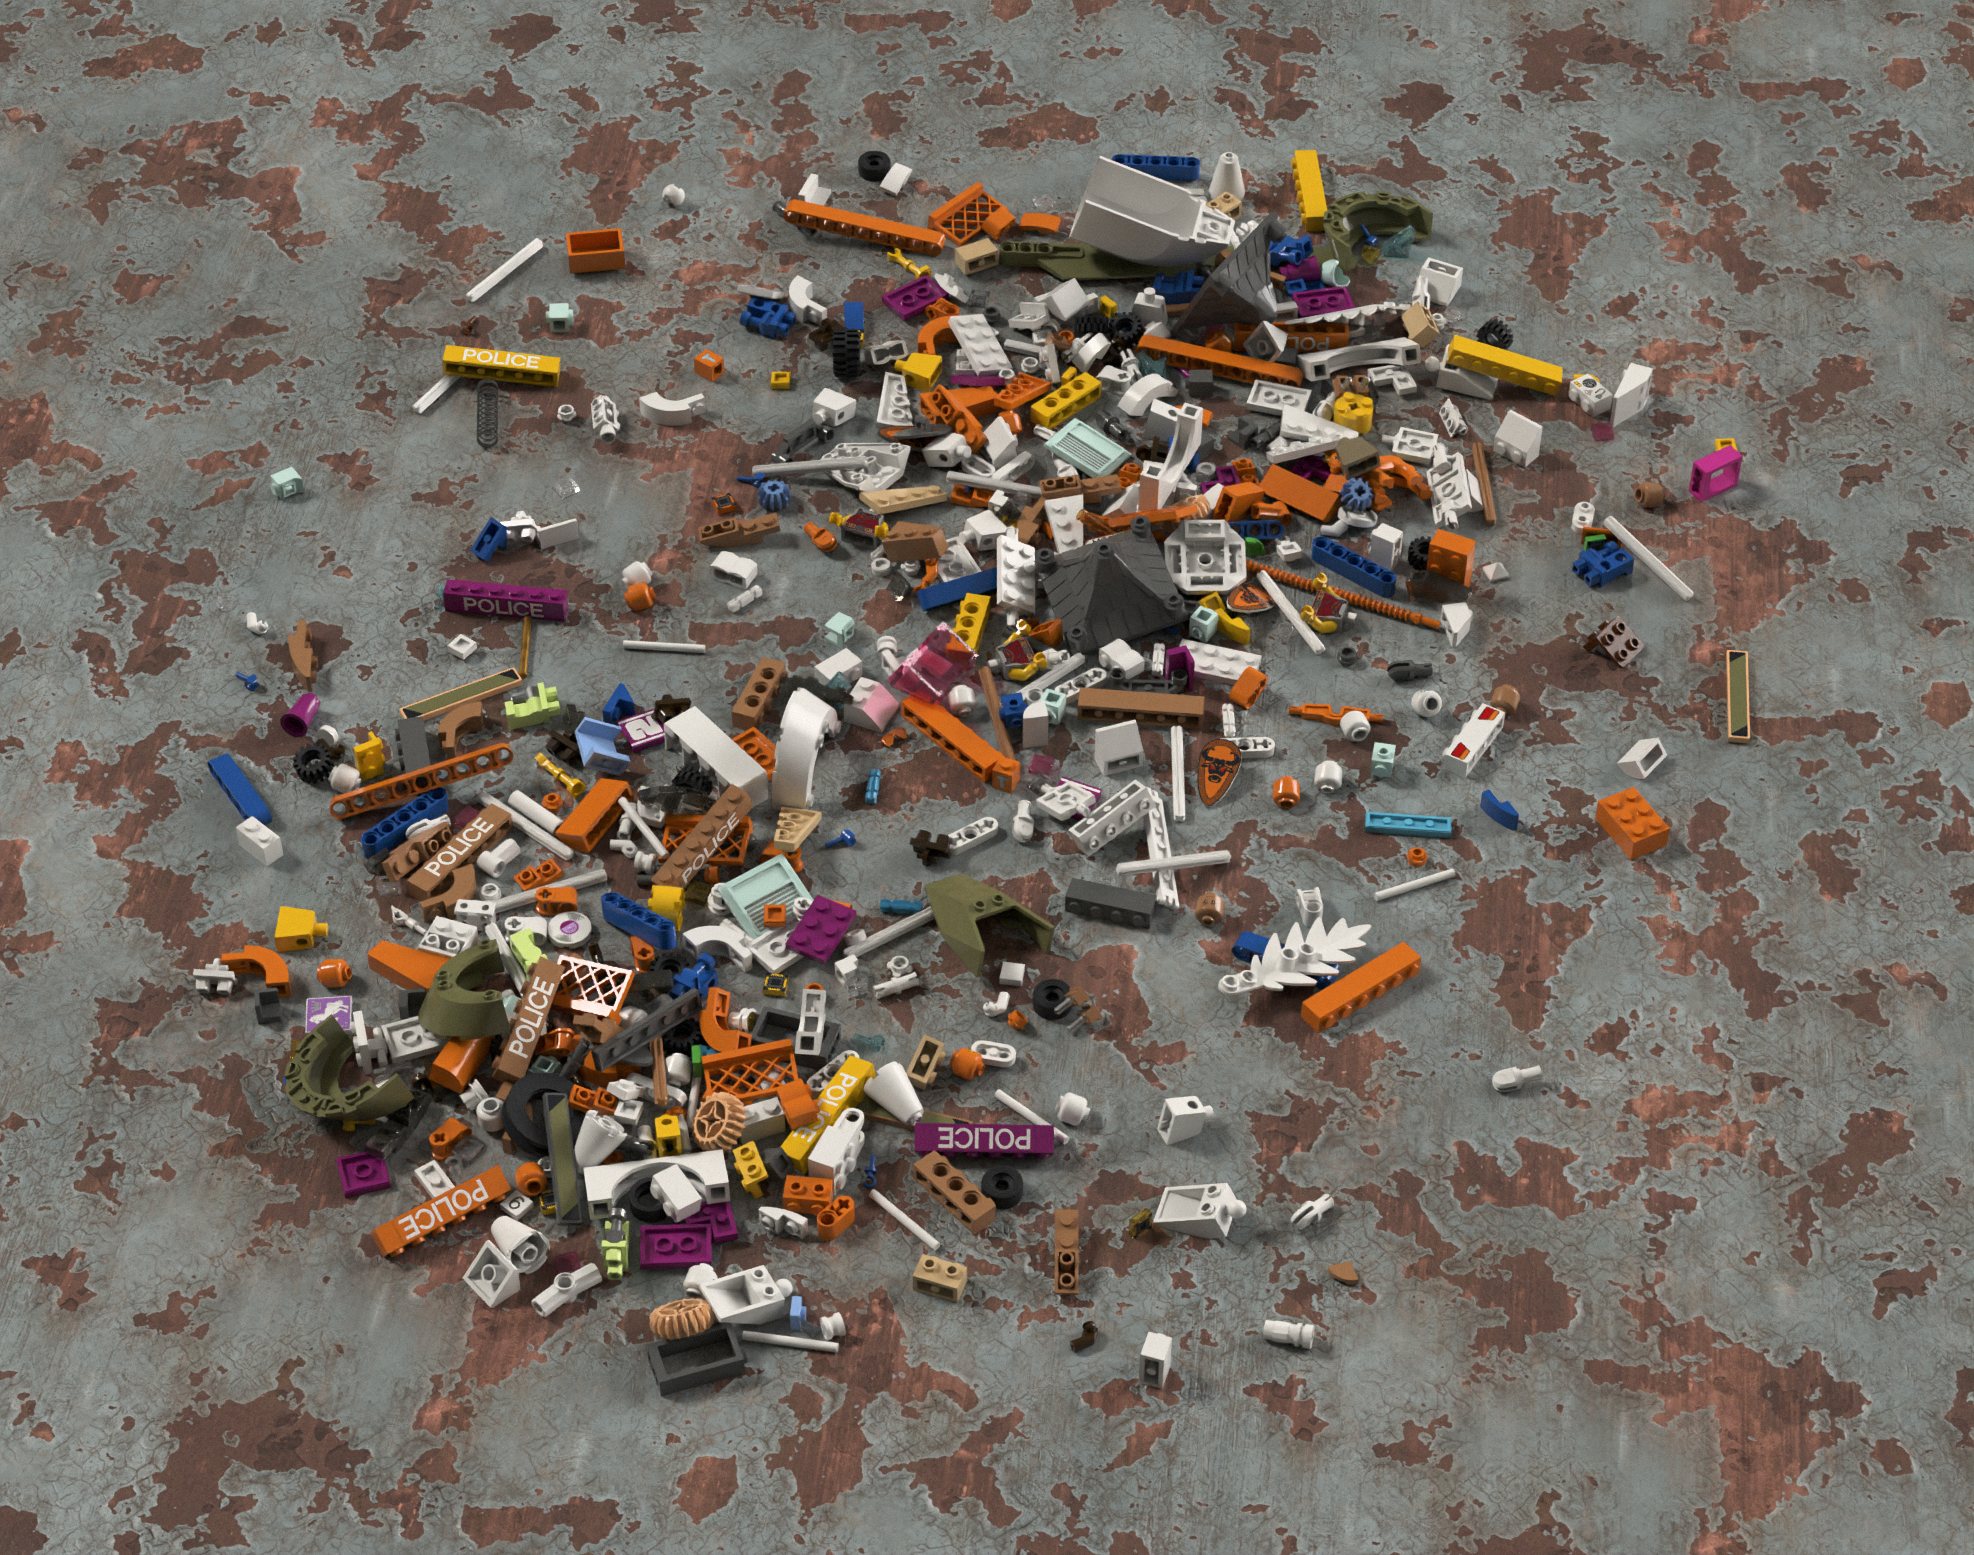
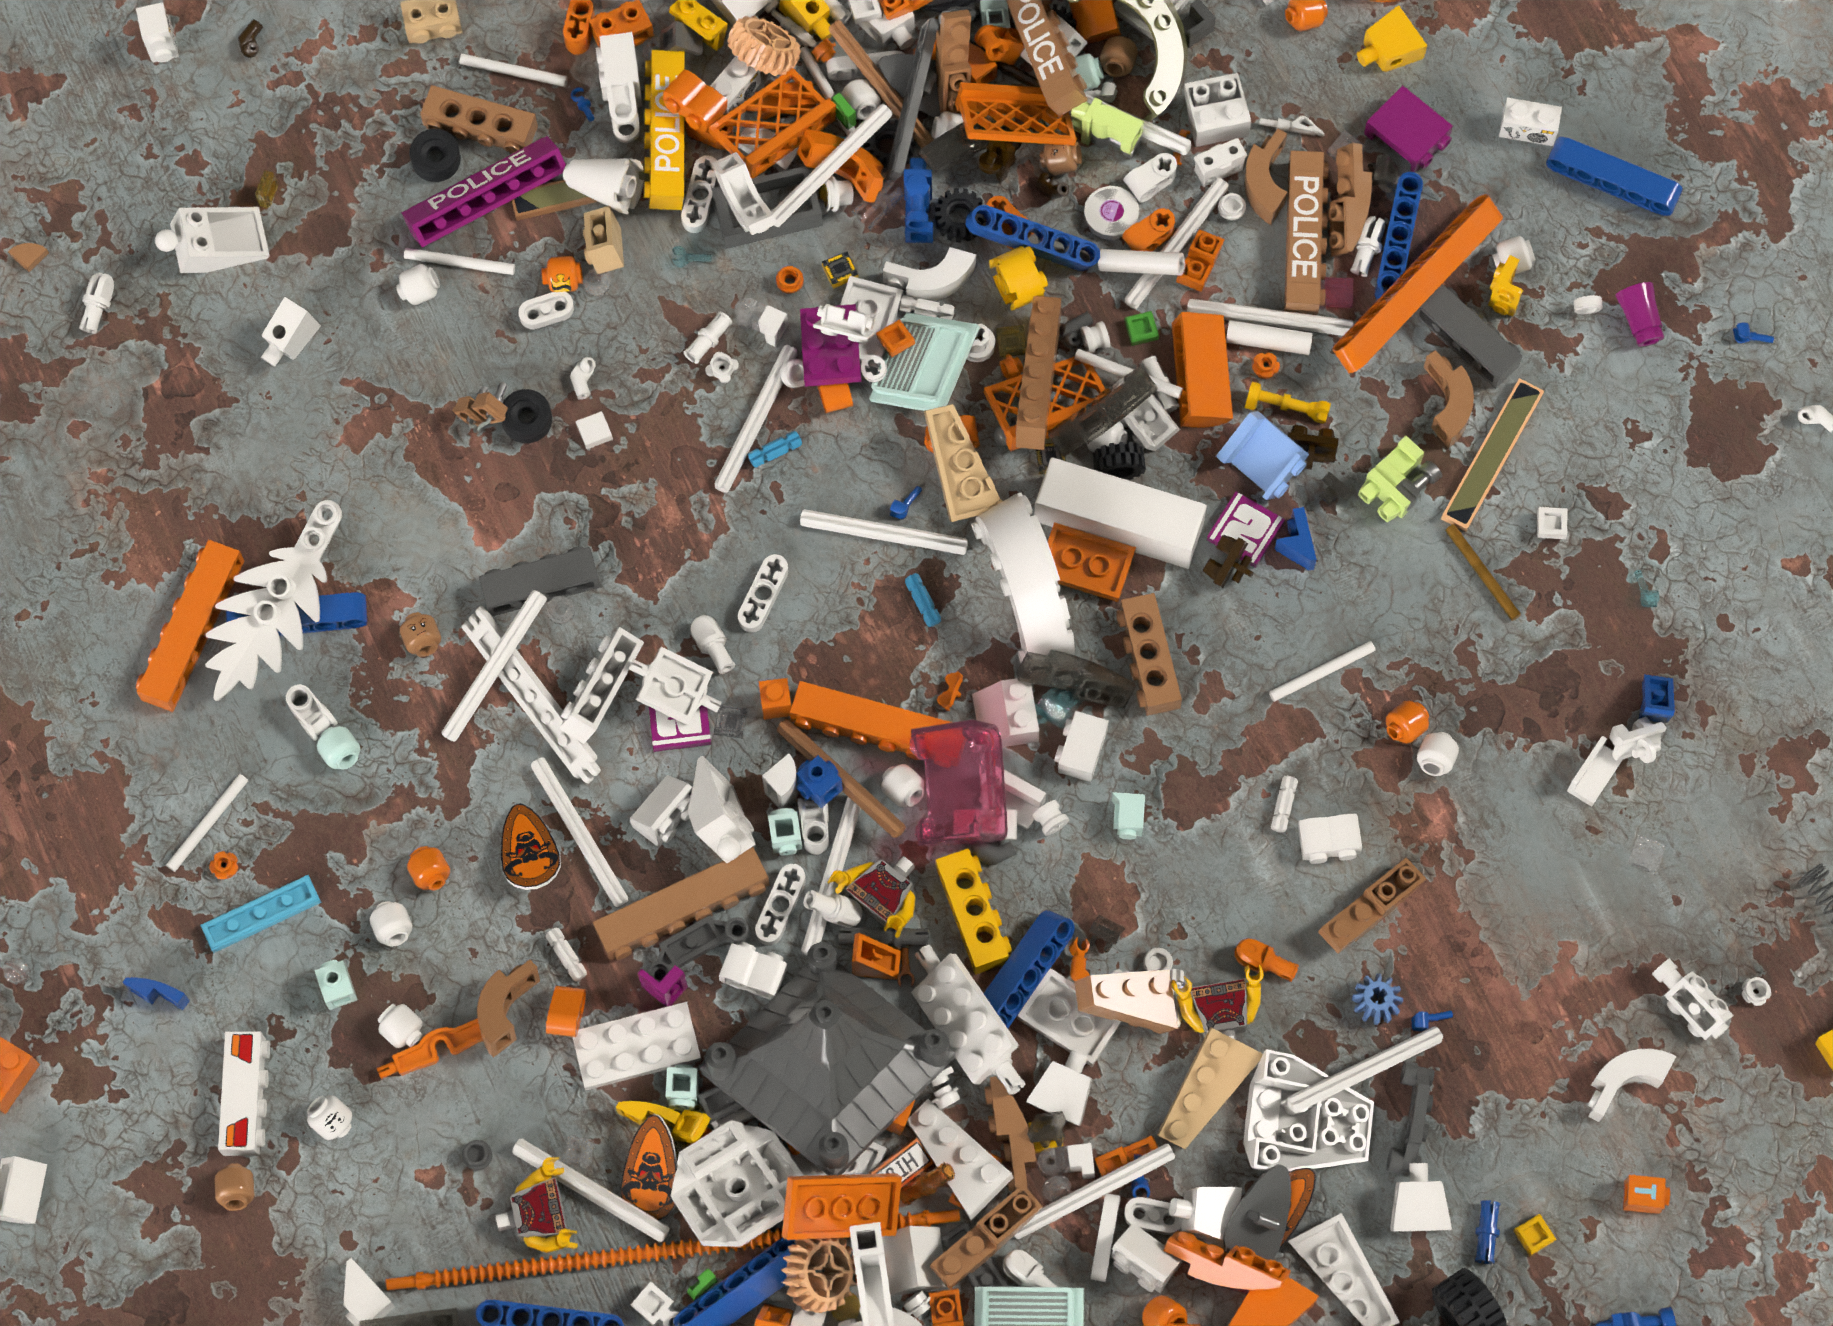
camera: 150 degrees right, 25 degrees up
(302, 656) = (1711, 388): medium nougat slope -> none
(308, 754) = (1567, 267): black tyre -> none
(336, 752) = (1569, 290): dark brown arm -> none
(338, 876) = (1410, 128): none -> magenta panel
(405, 965) = (1251, 58): orange slope -> none
(495, 861) = (1260, 249): white piece -> none
(505, 600) = (1559, 618): magenta brick -> none
(578, 880) = (1141, 262): none -> white piece
(610, 860) = (1141, 328): none -> bright green tile
(625, 846) = (1135, 354): white arm -> none
(626, 1089) = (882, 20): white plate -> none
(723, 503) = (1432, 953): tile -> none
(735, 1018) = (831, 164): none -> white axle
(804, 389) = (1487, 1232): none -> blue pin
(807, 916) = (855, 327): none -> white hinge
(868, 831) = (884, 532): none -> white axle
(928, 850) = (792, 538): dark brown hips -> none
(963, 900) = (680, 476): olive windscreen -> none
(1017, 1020) = (543, 370): orange plate -> none
(1041, 763) = (749, 749): clear pink tile -> none
(1066, 1252) = (319, 110): medium nougat slope -> none
(1089, 711) = (718, 813): none -> white slope
(1158, 659) = (711, 1007): white axle -> none
(1259, 743) = (545, 916): white beam -> none
(1288, 707) = (495, 1002): none -> medium nougat arch
(1289, 1333) = (48, 149): white axle -> none
(1303, 875) = (338, 748): none -> light aqua head
(1408, 670) = (384, 1171): dark grey arm -> none

